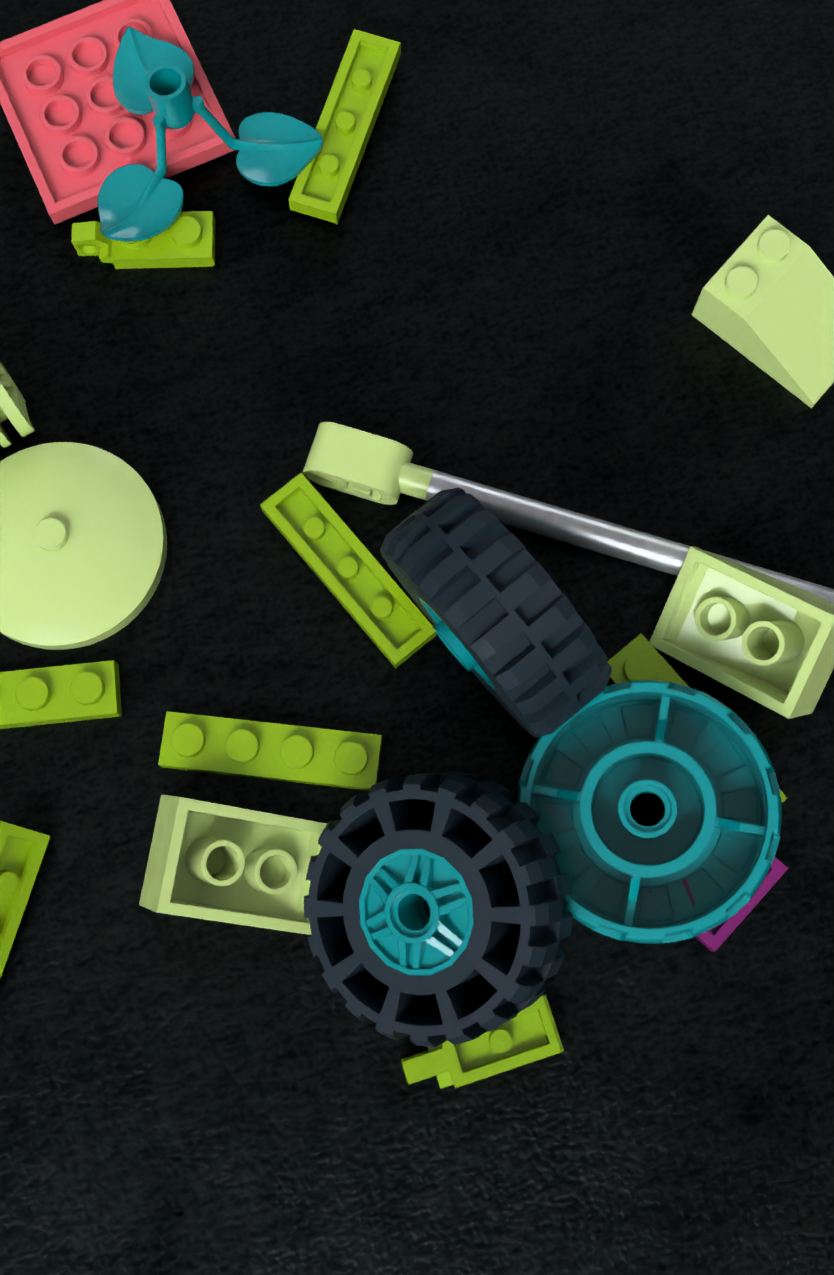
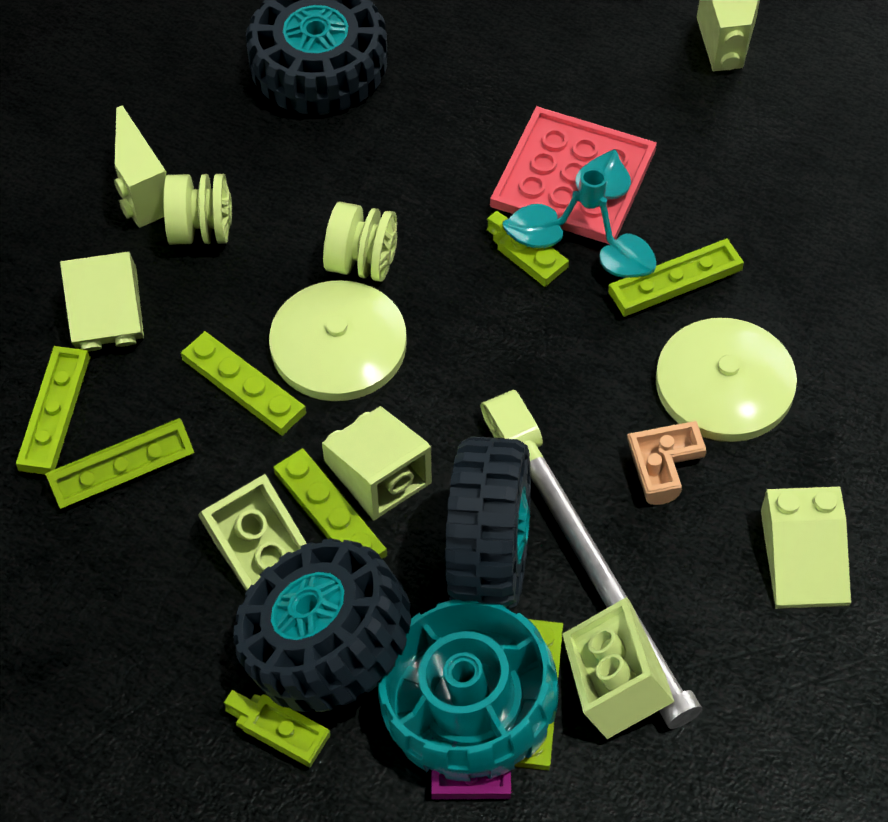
camera: 45 degrees right, 20 degrees down
(264, 645) = (379, 461): none -> yellowish green slope
(348, 570) = (457, 424): lime plate -> none
(513, 198) = (726, 379): none -> yellowish green dish
(538, 350) = (655, 455): none -> light nougat brick

